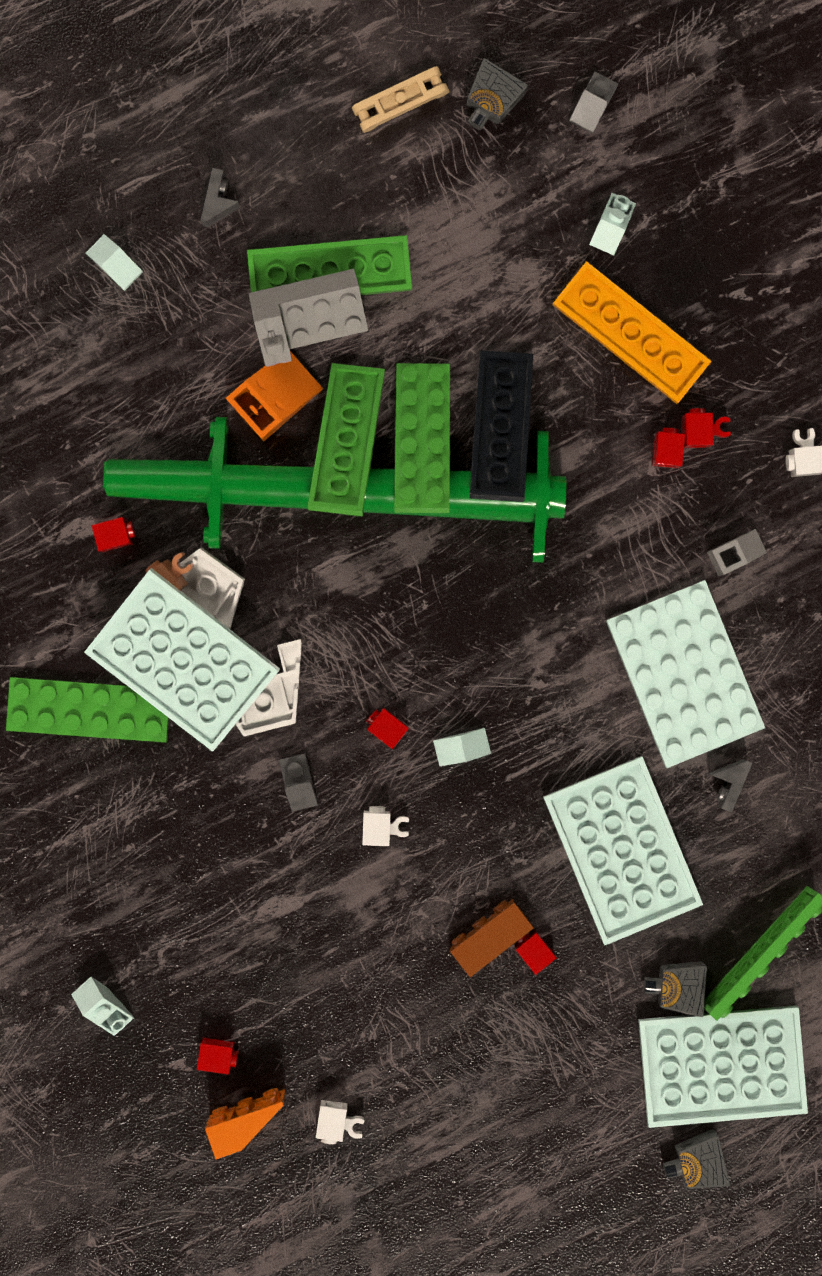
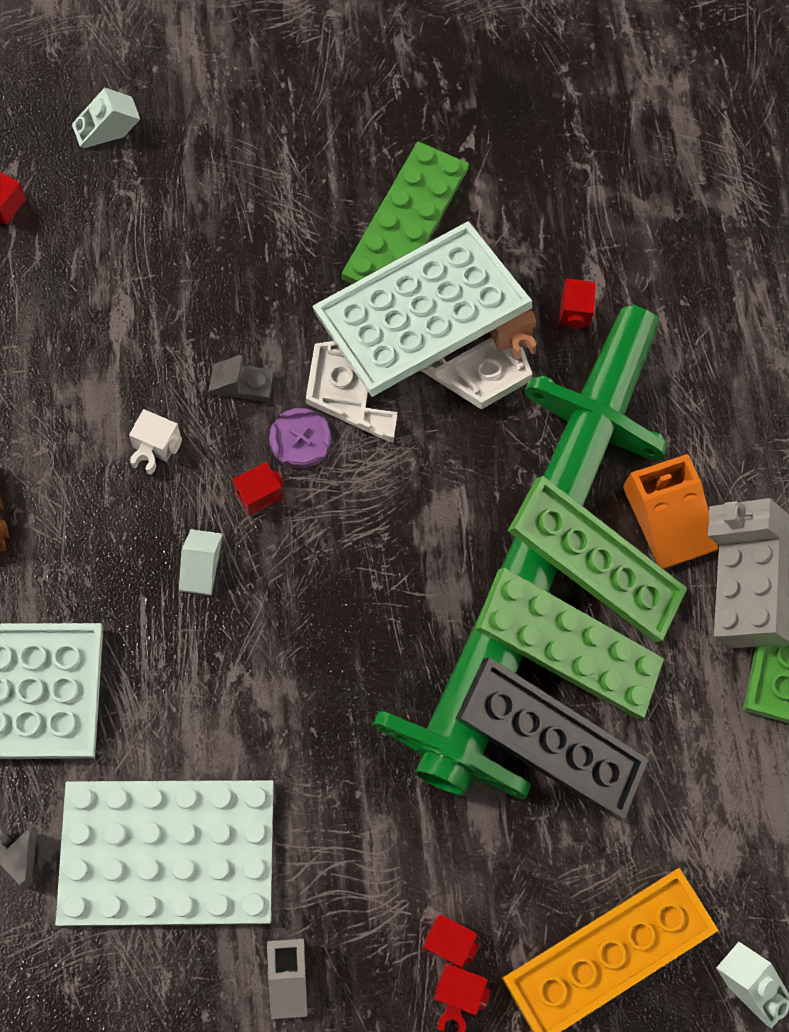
camera: 100 degrees right, 20 degrees down
(327, 714) = (300, 438): none -> medium lavender tile

